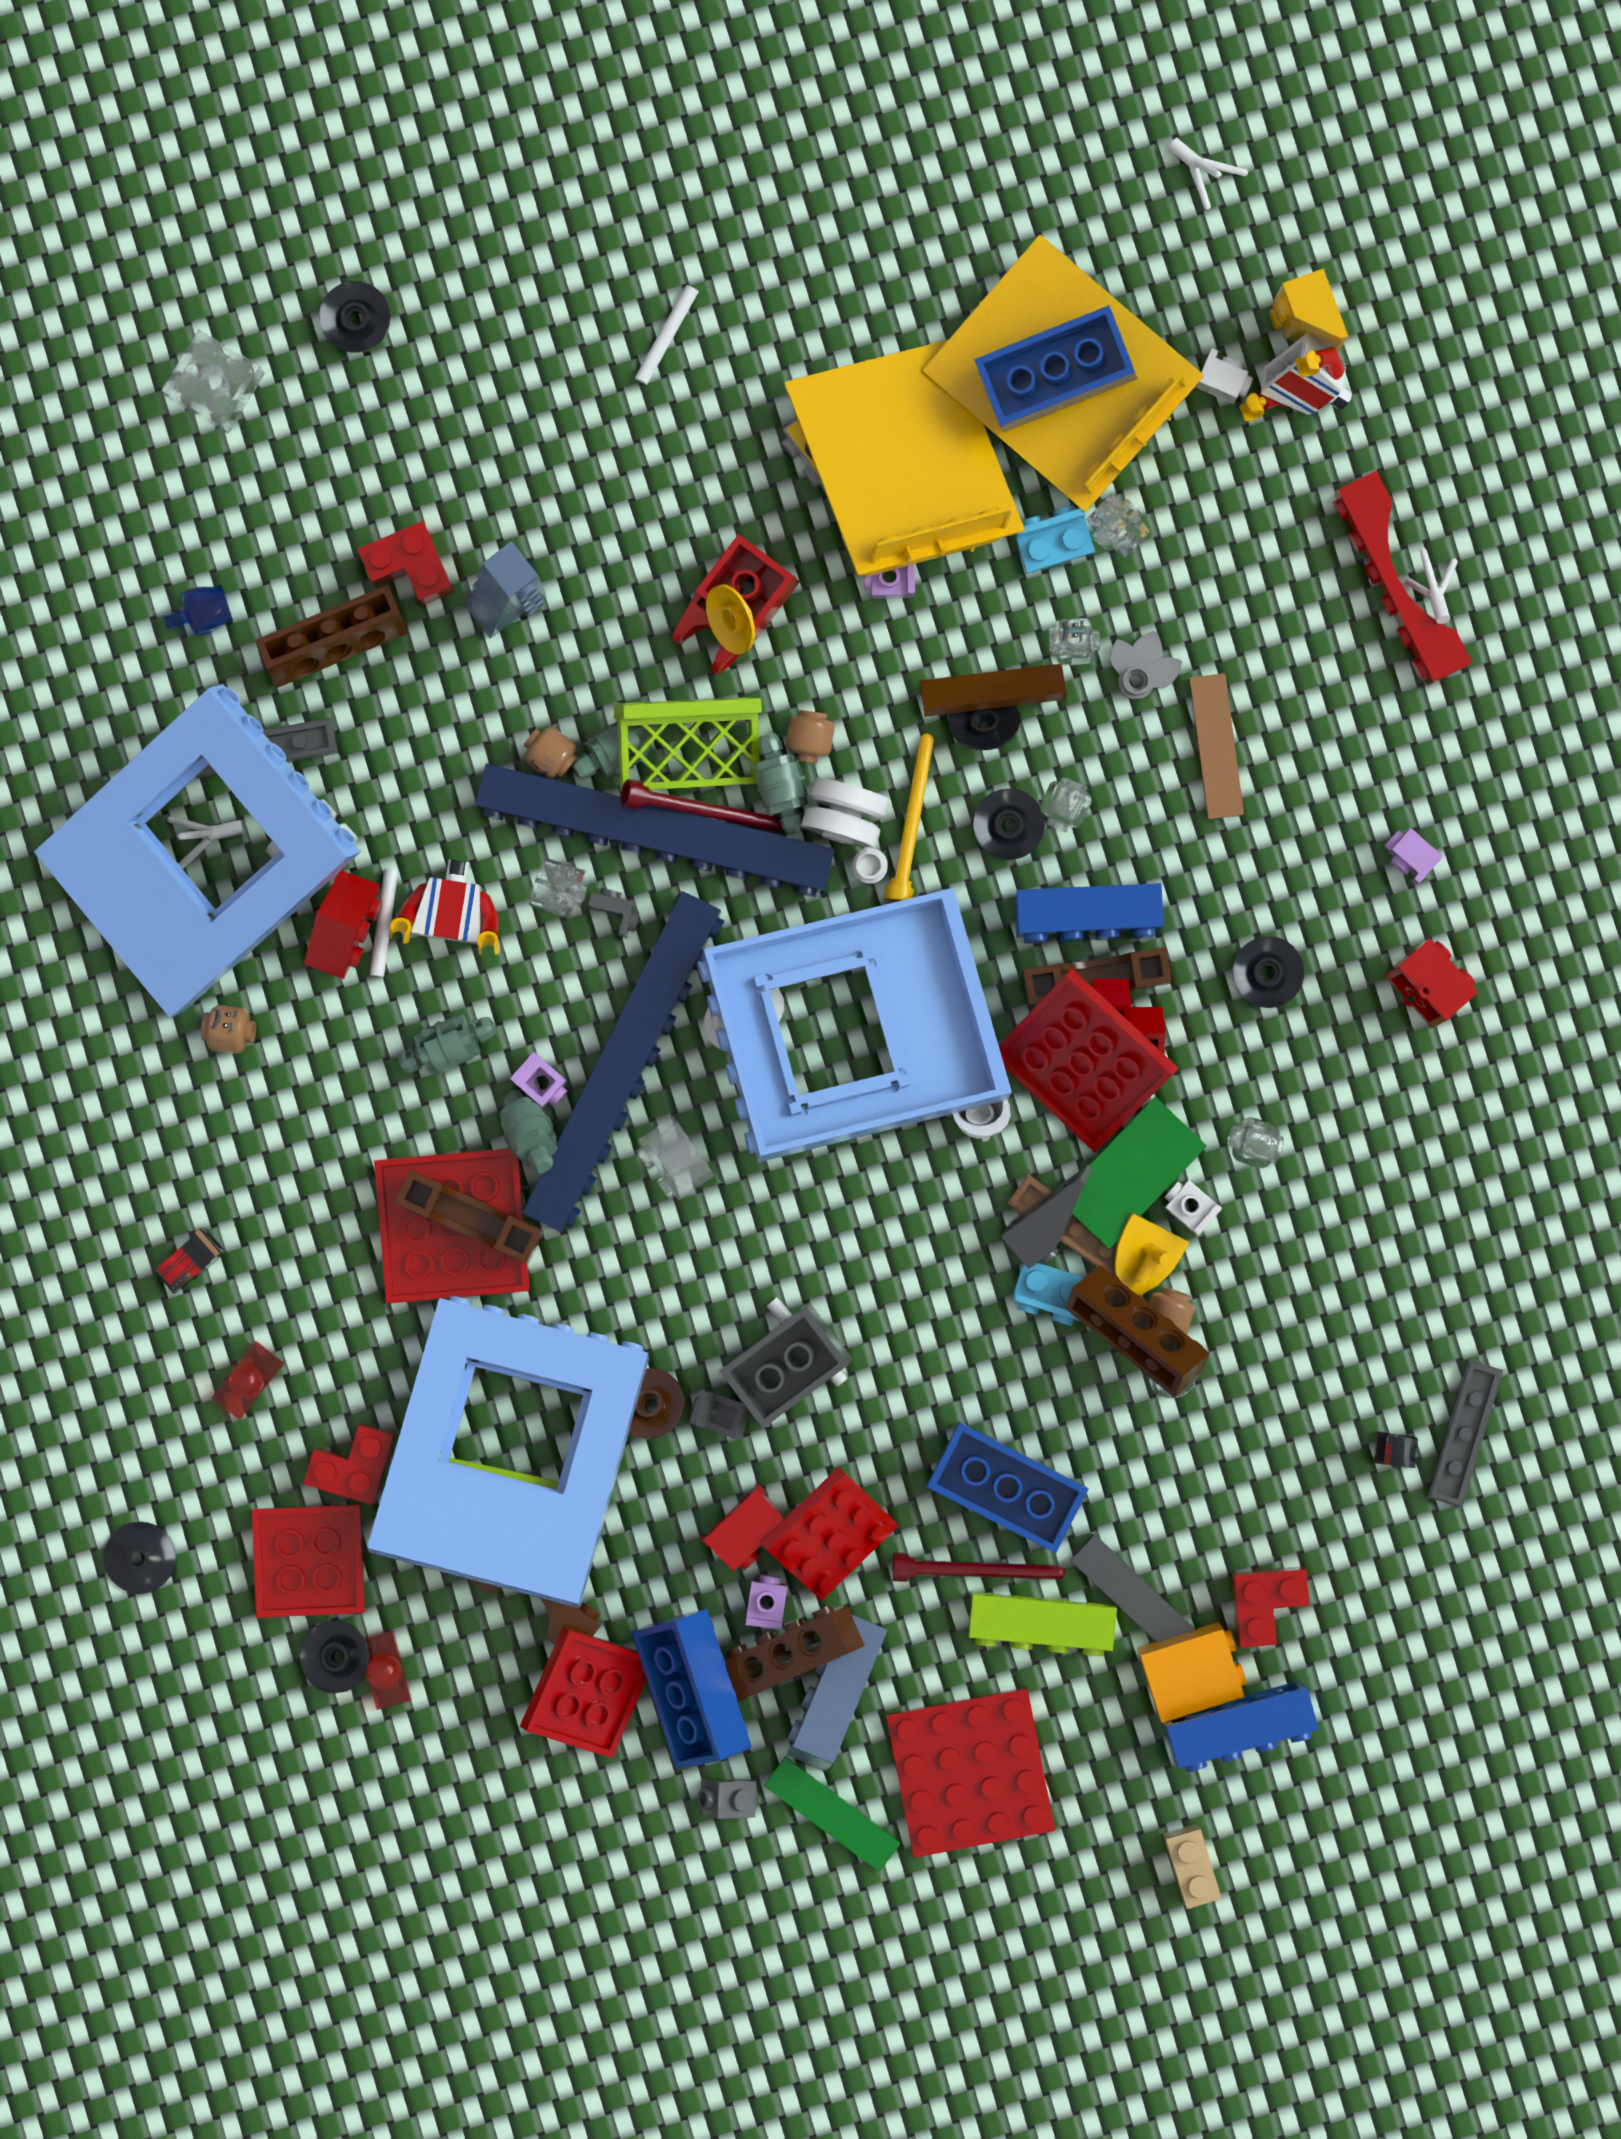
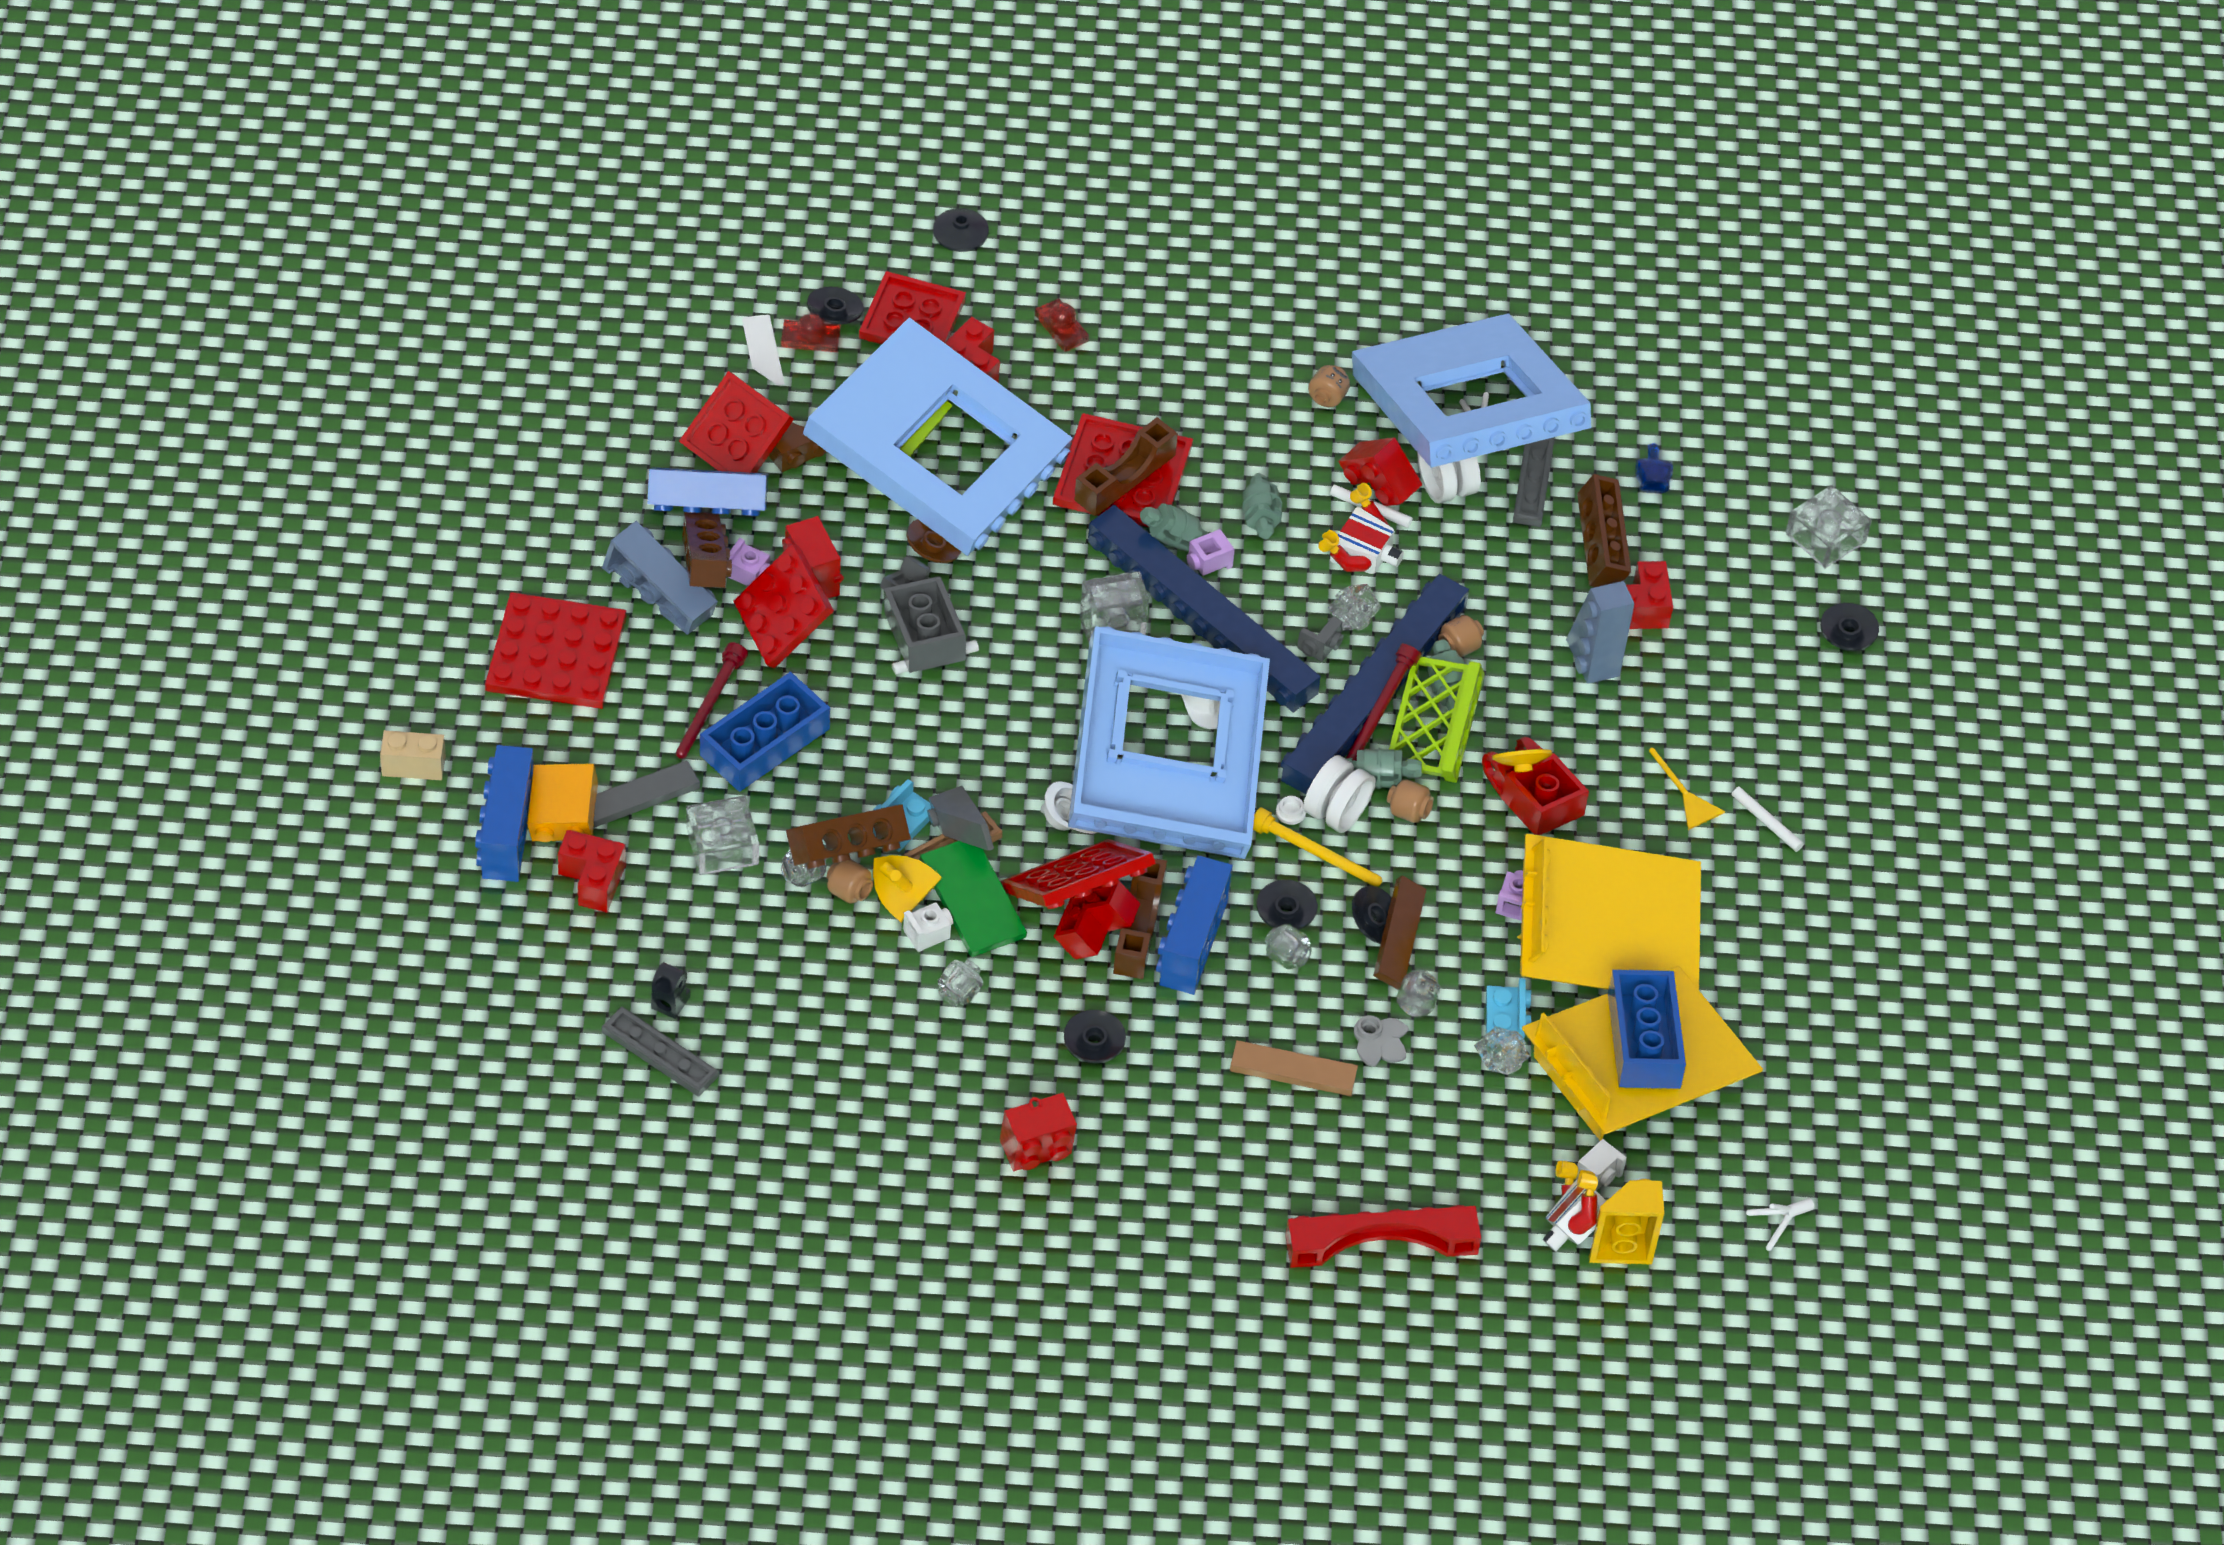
camera: 105 degrees right, 35 degrees down
(190, 1260) = (1165, 315): leg -> none
(421, 1719) = (763, 347): none -> white sticker
(679, 418) = (1696, 809): none -> yellow piece
(727, 1798) = (612, 497): dark grey bracket -> none
(832, 1814) = (564, 558): green tile -> none
(1043, 1622) = (648, 725): lime brick -> none
(1163, 1478) = (722, 835): none -> clear brick
(1412, 854) = (1148, 1167): lavender brick -> none
(1436, 593) = (1359, 1247): white plant -> none

